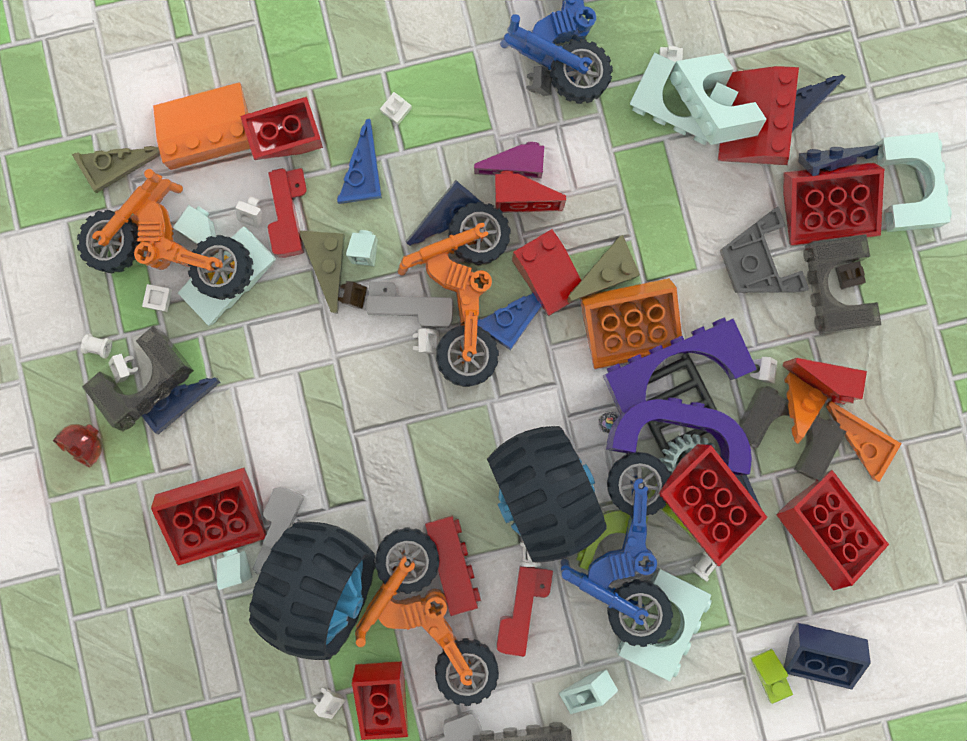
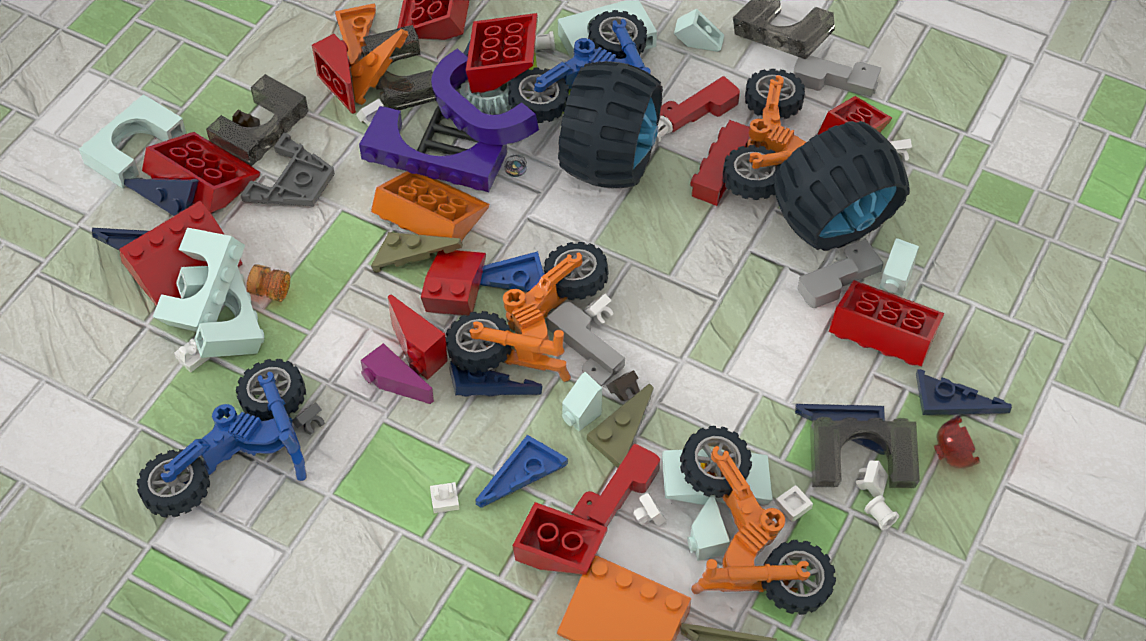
camera: 140 degrees left, 30 degrees down
(119, 484) = (949, 398): none -> dark blue wing
(674, 154) = (272, 283): none -> clear orange wheel

